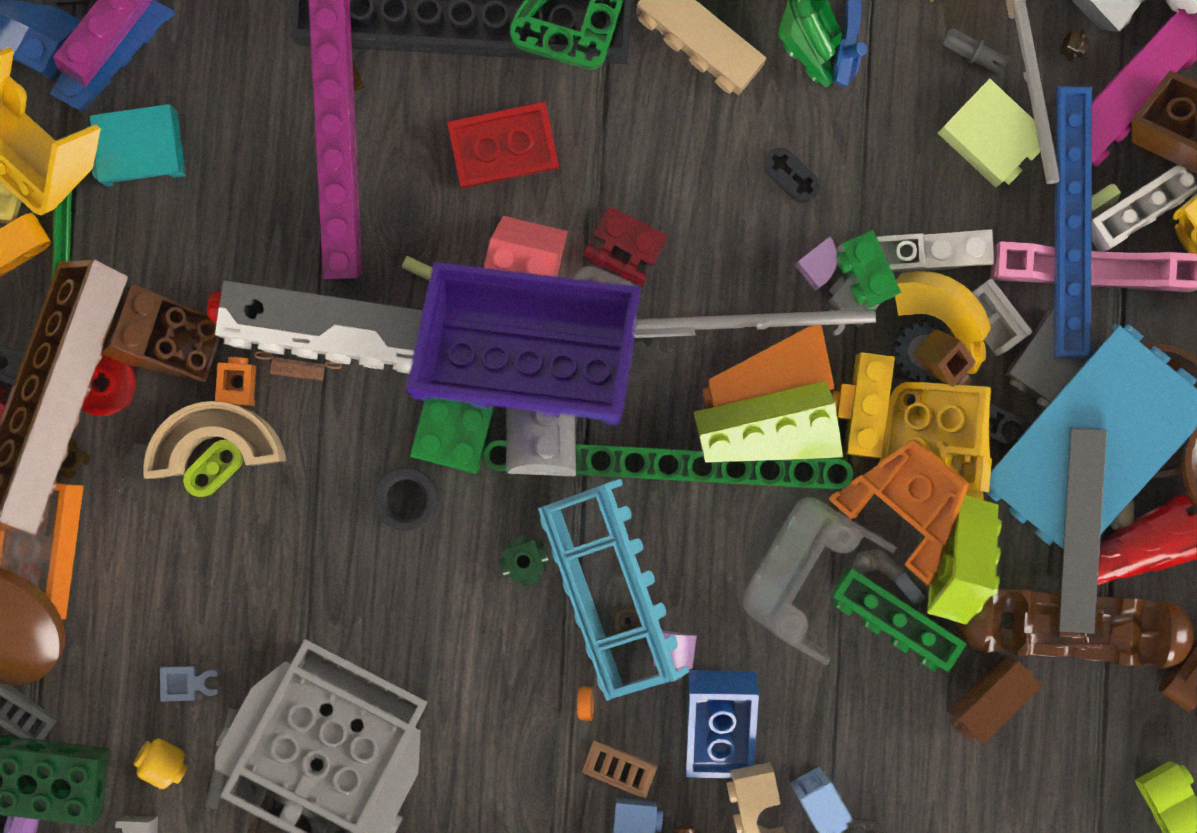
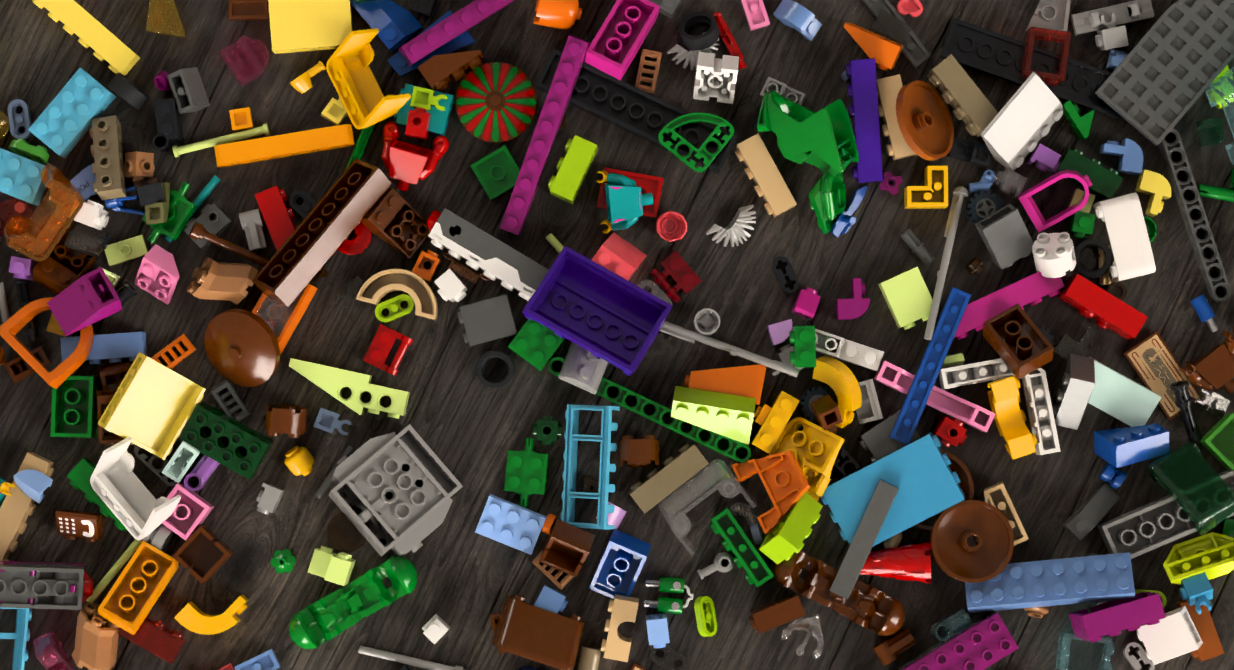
camera: 20 degrees right, 0 degrees up
(113, 709) = (286, 419): none -> reddish brown brick
(126, 125) = (425, 98): none -> lime plate
(131, 168) = (418, 123): none -> red brick
(143, 233) = (409, 161): none -> red torso
(147, 62) = (445, 68): none -> reddish brown slope
(165, 618) = (335, 380): none -> yellowish green brick
(219, 532) = (382, 346): none -> red plate
(243, 91) = (496, 102): none -> dish
(284, 400) = (450, 287): none -> white brick
(286, 197) = (496, 172): none -> green tile
(363, 429) = (487, 320): none -> dark grey brick
(400, 142) = (572, 169): none -> lime brick
(497, 160) = (623, 201): none -> teal torso
(518, 638) = (526, 472): none -> green plate
(526, 728) = (510, 524): none -> light blue plate
(587, 170) = (671, 226): none -> coral hair
(628, 731) = (567, 548): none -> reddish brown piece
(678, 536) = (638, 451): none -> reddish brown brick
(687, 134) = (735, 230): none -> light grey hair
(701, 294) = (706, 321): none -> light grey wheel
(740, 557) = (668, 478): none -> dark tan brick
(819, 752) = (669, 585): none -> green piece
(842, 205) = (806, 303): none -> dark pink slope
(869, 661) = (717, 565): none -> light grey bar
(884, 747) = (705, 616): none -> lime plate
(919, 177) = (853, 308): none -> magenta brick
(1056, 697) = (813, 627): none -> clear helmet
(1144, 310) = (943, 432): none -> red brick

